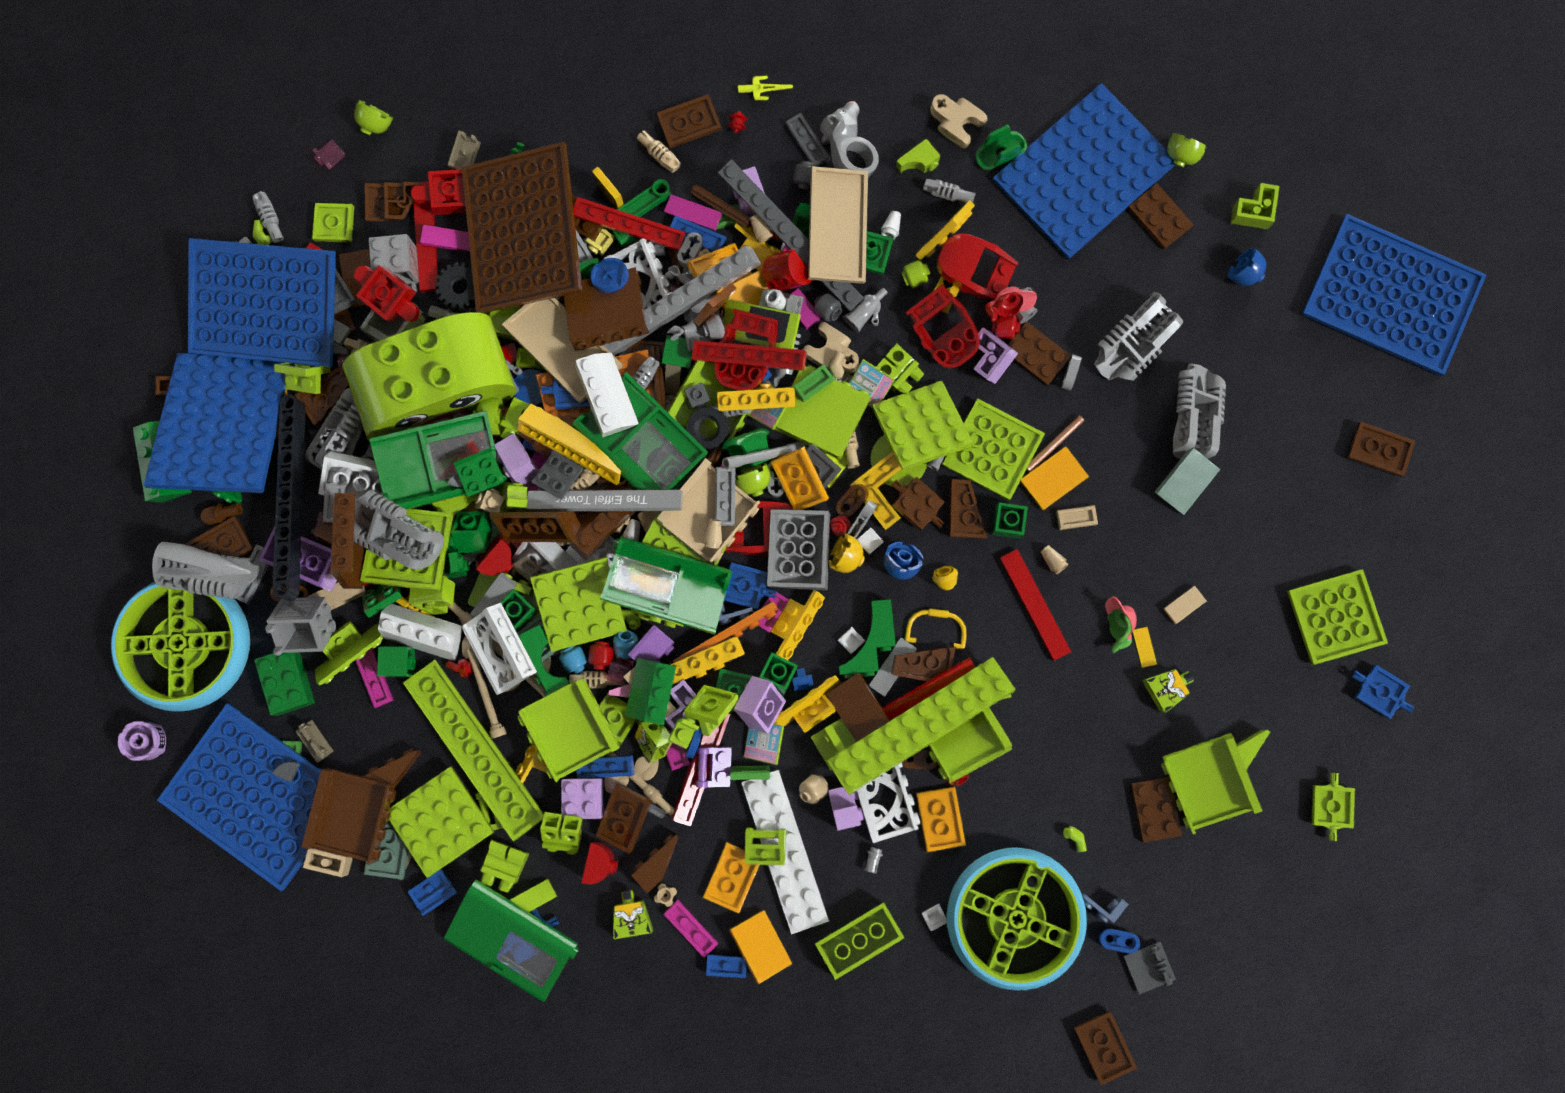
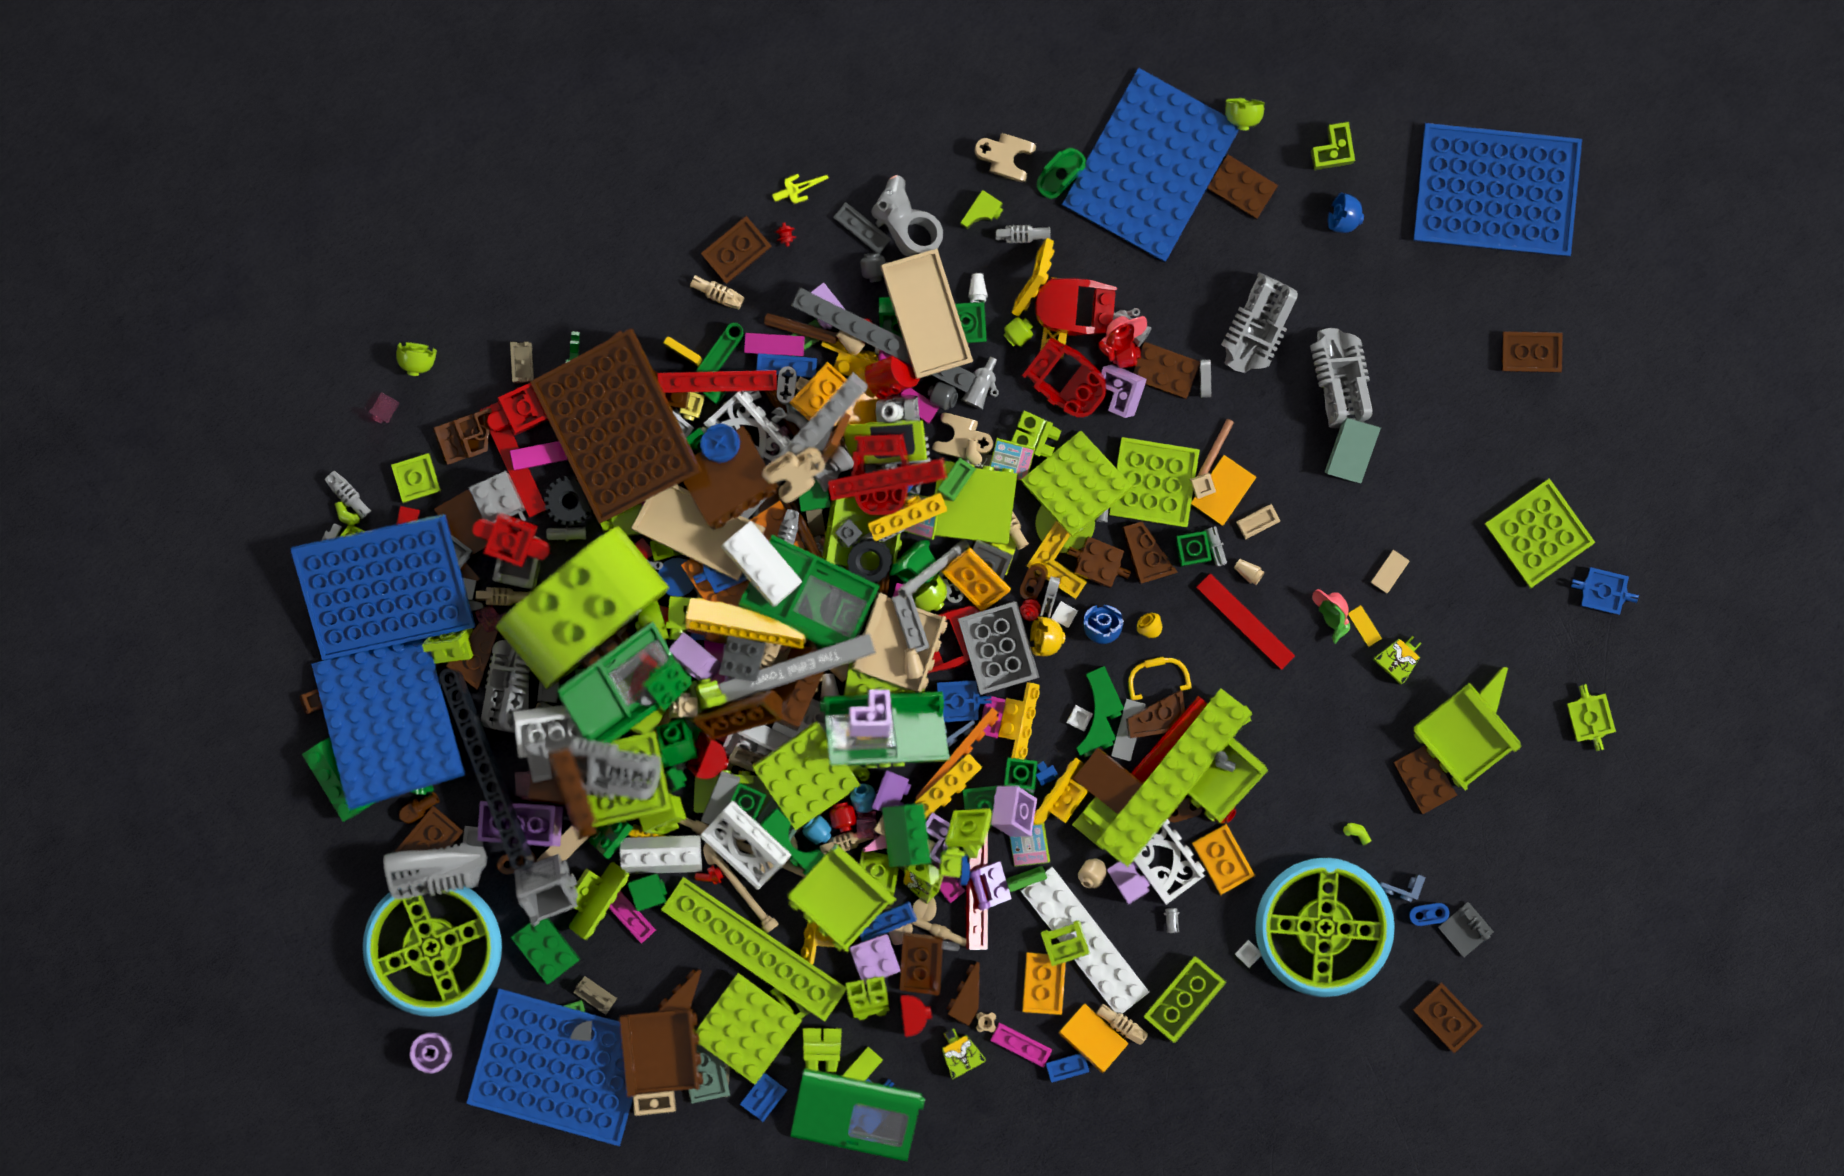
camera: 25 degrees left, 5 degrees up
(656, 571) = (873, 719): none -> lavender brick
(668, 318) = (796, 470): none -> tan piece
(792, 943) = (1122, 1024): none -> tan hinge
(971, 726) = (1221, 761): none -> dark grey arm
(1030, 527) = (1216, 546): none -> light grey axle
(1037, 466) = (1203, 485): none -> tan plate

